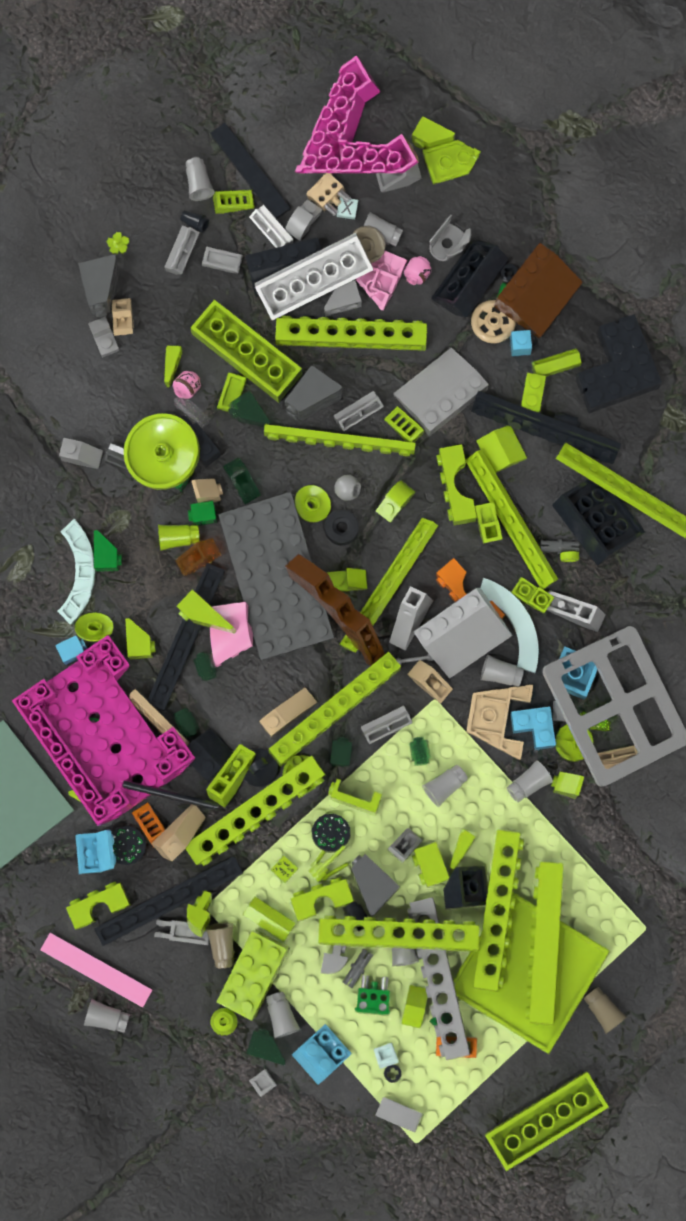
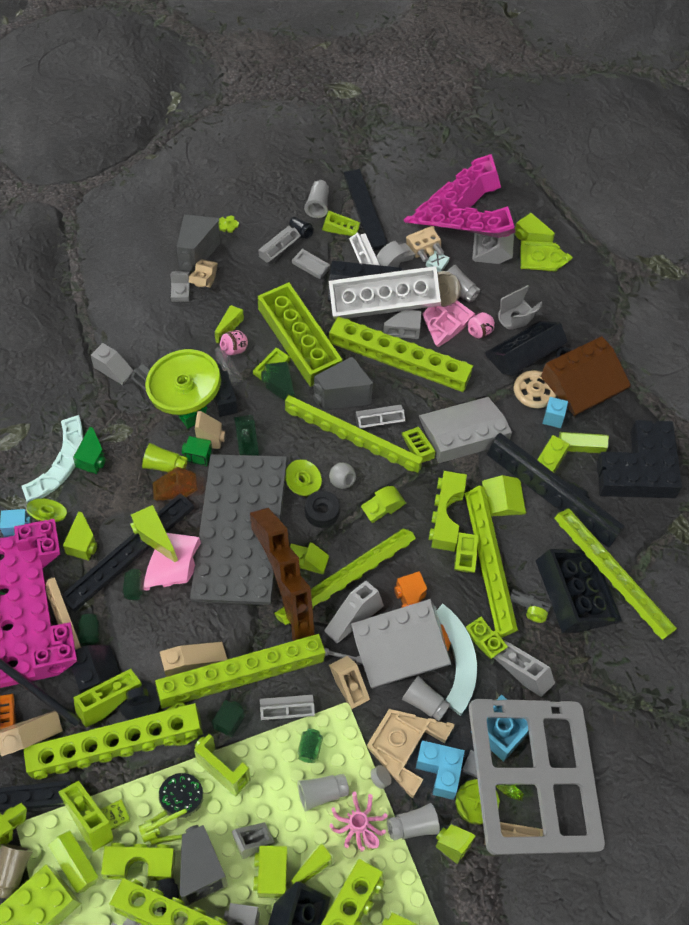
camera: 15 degrees right, 20 degrees down
(262, 879) = (87, 816): none -> lime slope
(485, 800) = (358, 824): none -> bright pink animal
(487, 753) = (380, 777): none -> light grey tile

